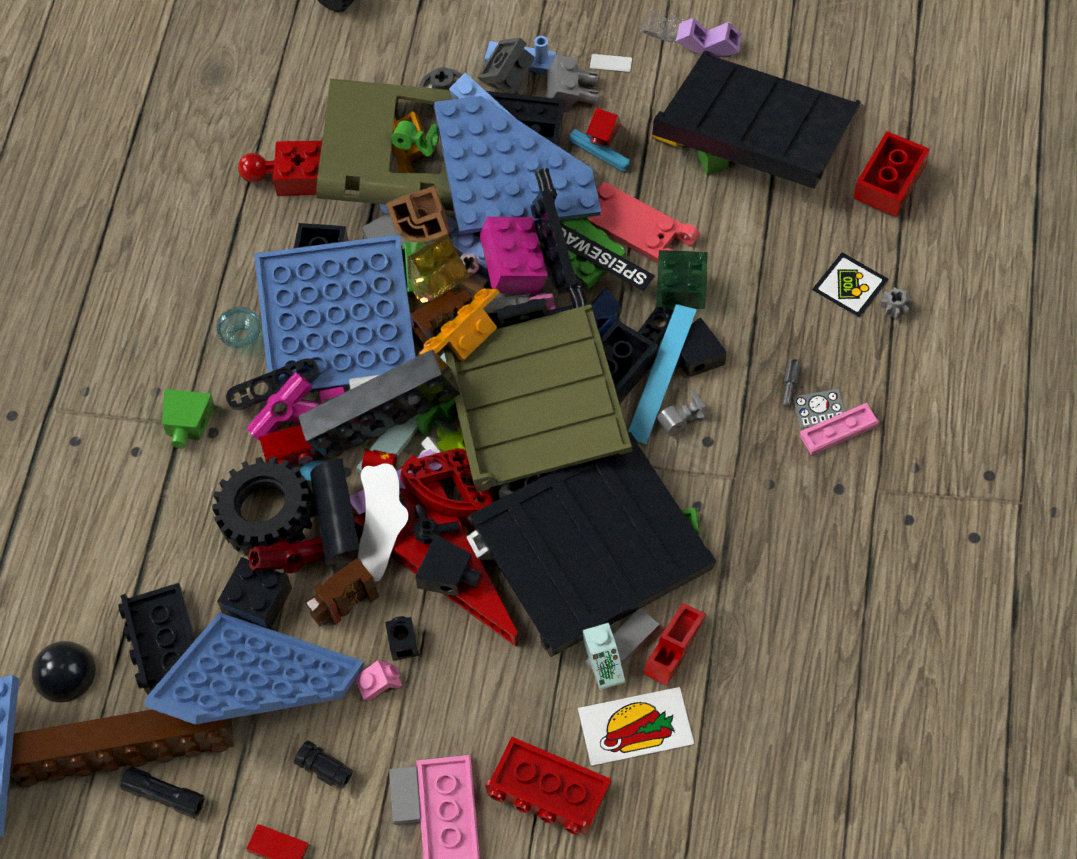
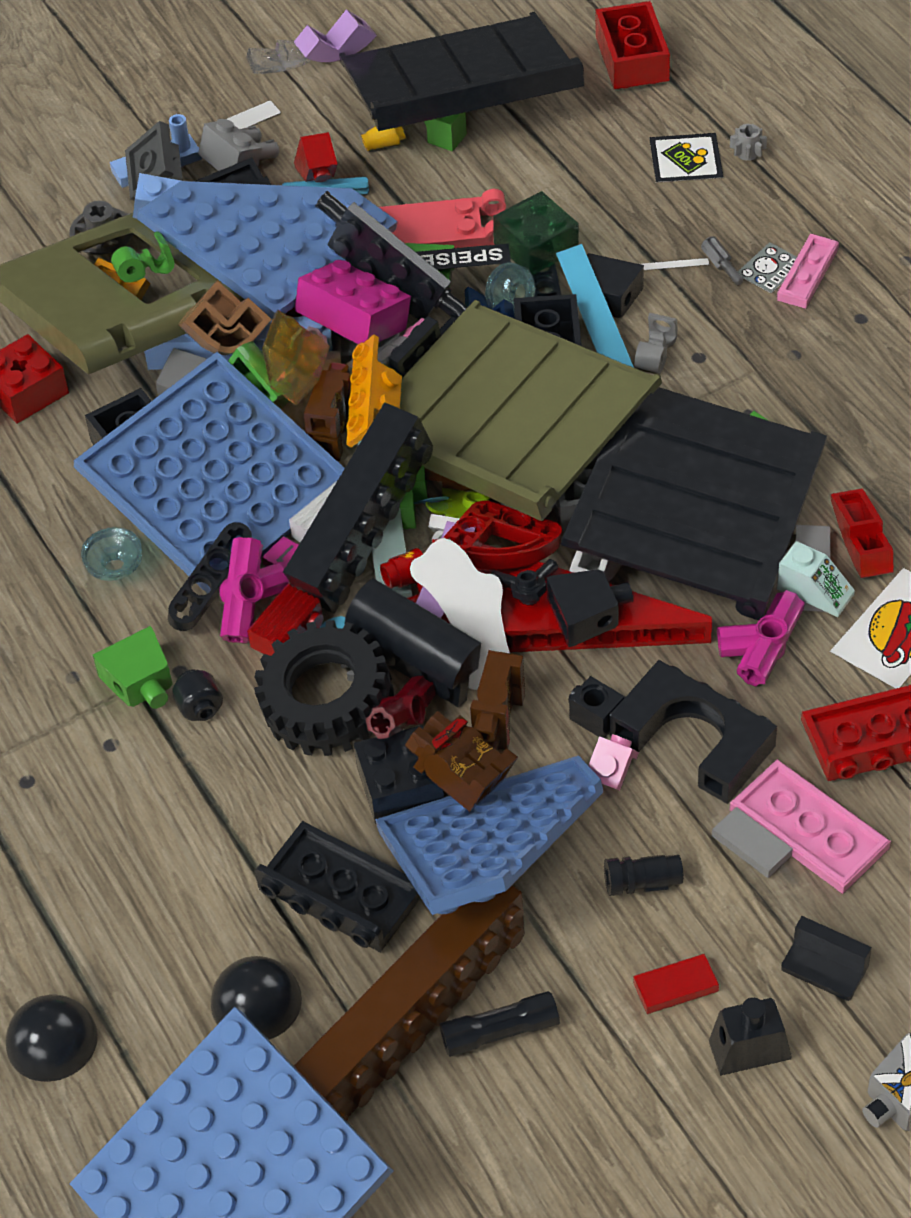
camera: 40 degrees left, 10 degrees down
(201, 457) = (197, 694): none -> black head
(280, 615) = (459, 759): none -> reddish brown hips
(461, 727) = (670, 694): none -> black arch
(530, 665) = (761, 642): none -> dark pink piece
(632, 308) = (504, 282): none -> clear light blue piece
(754, 357) = (672, 264): none -> white sticker

